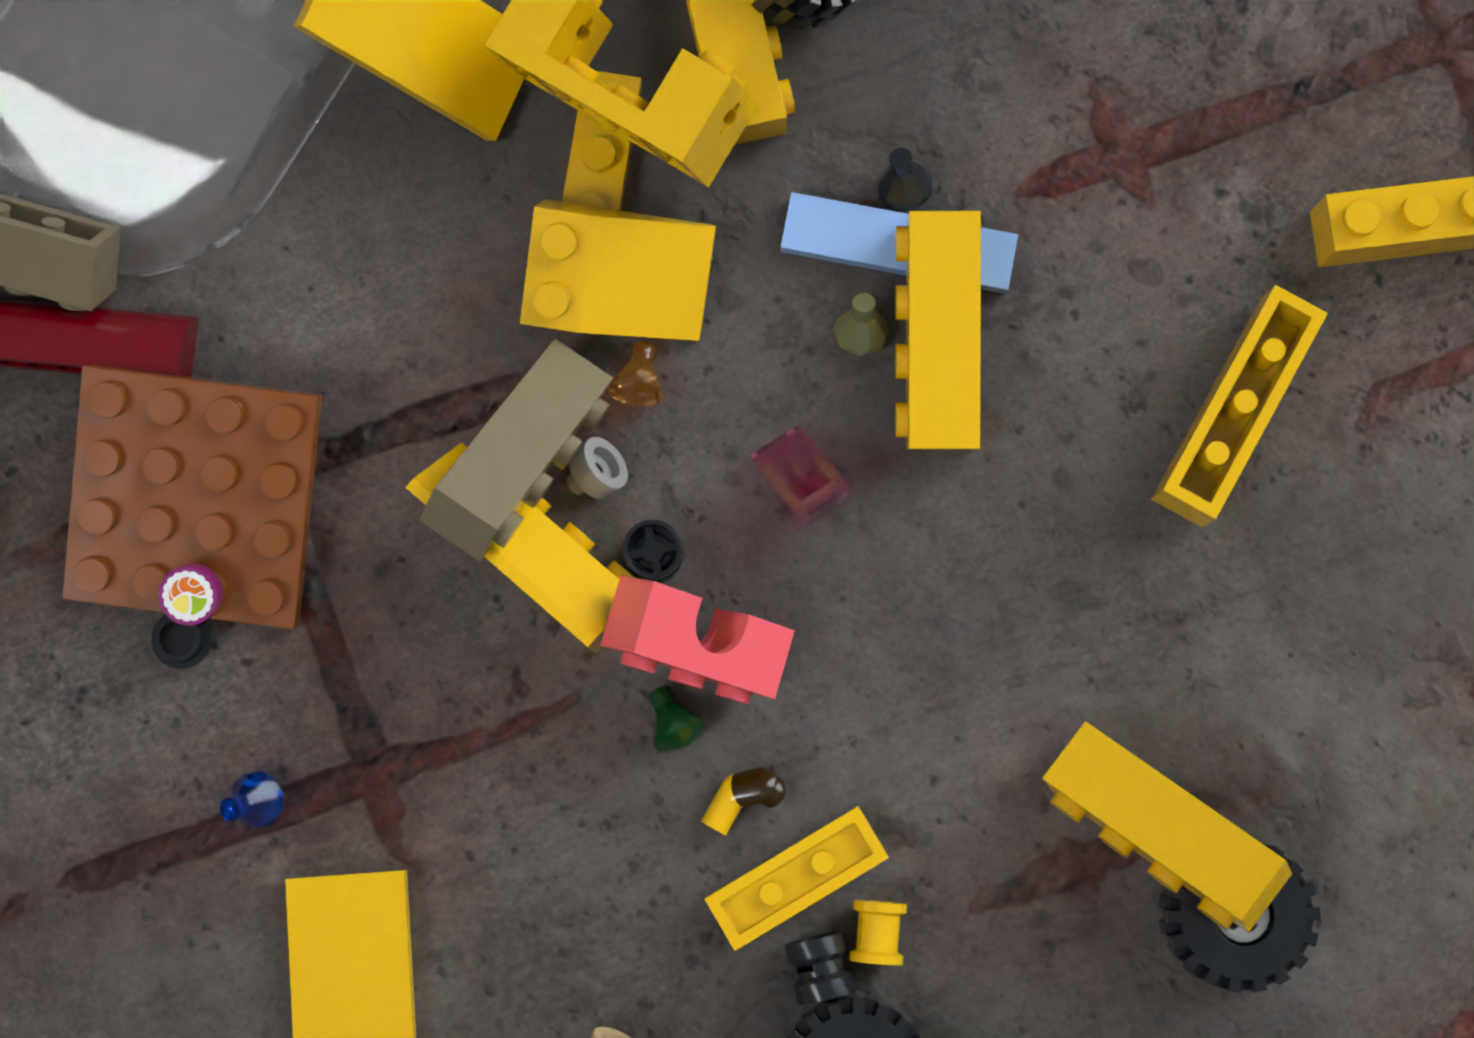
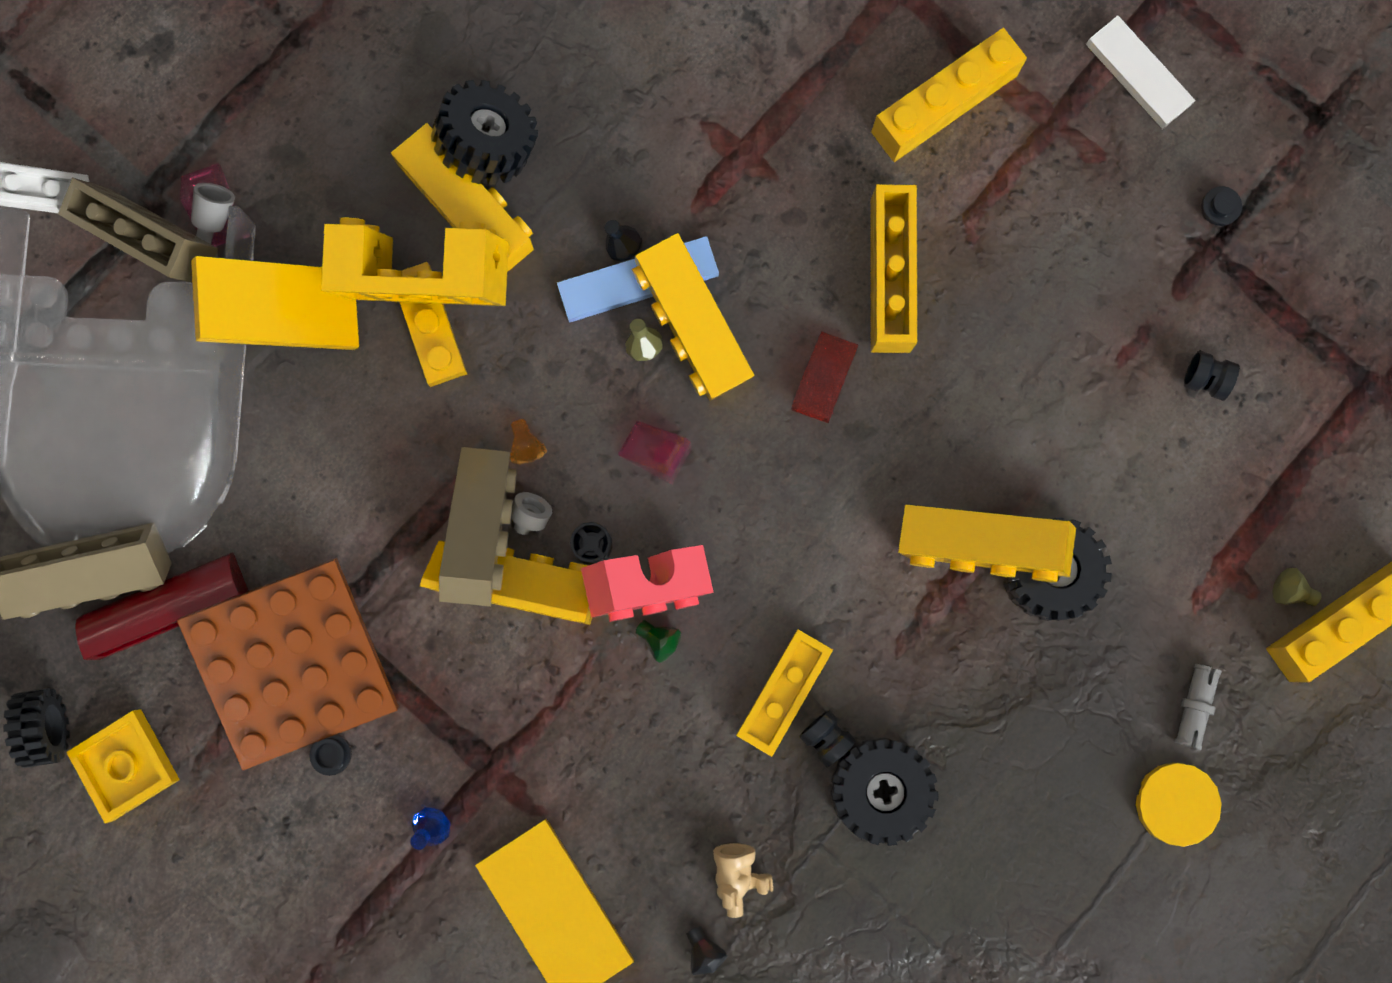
camera: 35 degrees left, 0 degrees up
(190, 594) = (321, 724): tile -> none
(616, 272) = (477, 387): yellow slope -> none
(740, 791) = (723, 658): arm -> none
(878, 932) = (850, 698): yellow bush -> none
(1071, 499) = (824, 377): none -> clear red slope

